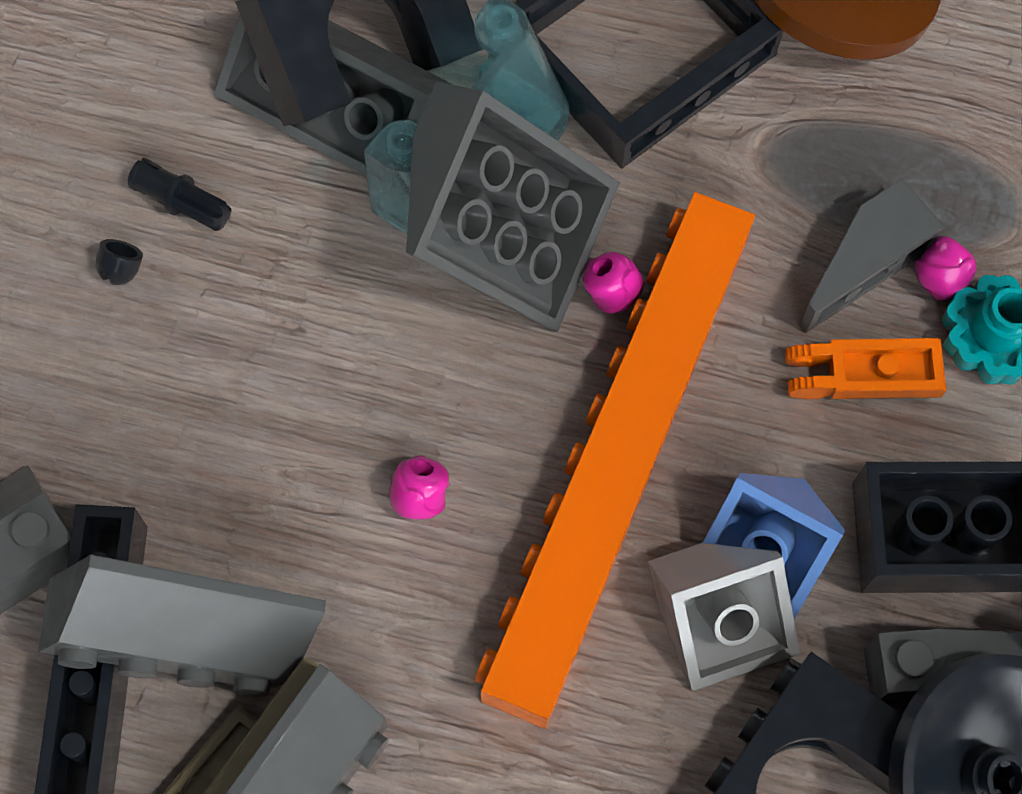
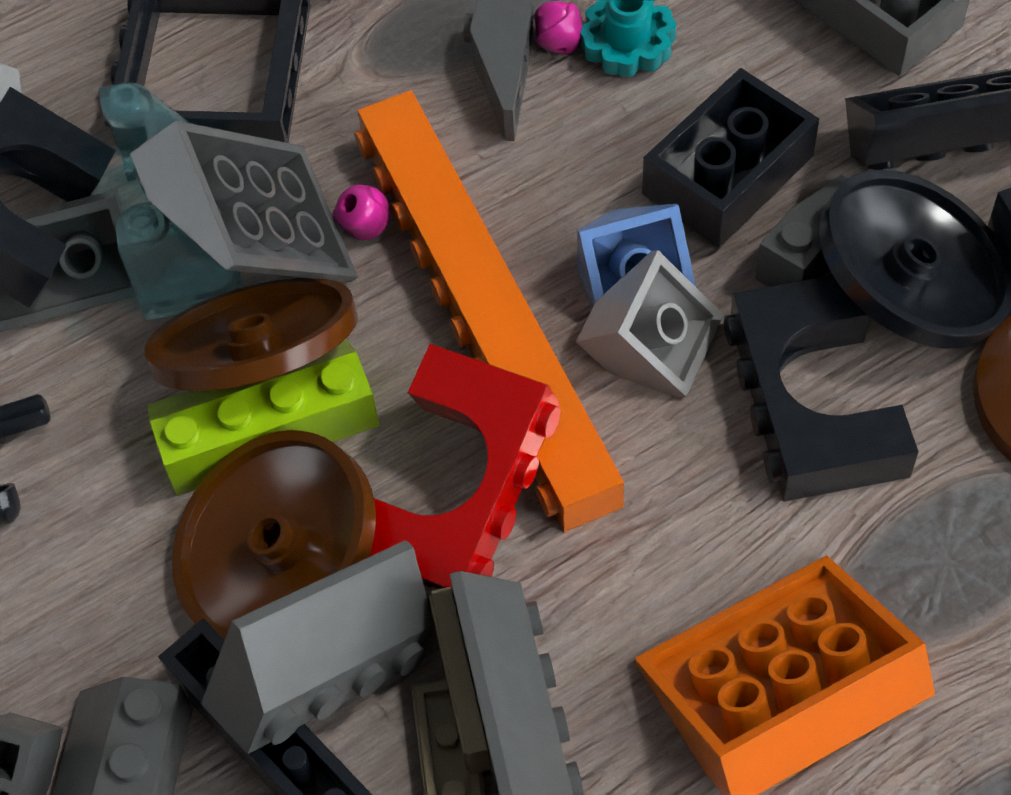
camera: 40 degrees left, 10 degrees down
(257, 490) = (270, 525): none -> reddish brown dish
(363, 374) = (205, 426): none -> lime slope
(401, 315) = (251, 334): none -> reddish brown dish
(419, 488) = (378, 441): dark pink piece -> none
(507, 586) = (514, 420): none -> red arch
(870, 369) = (577, 122): orange hinge -> none

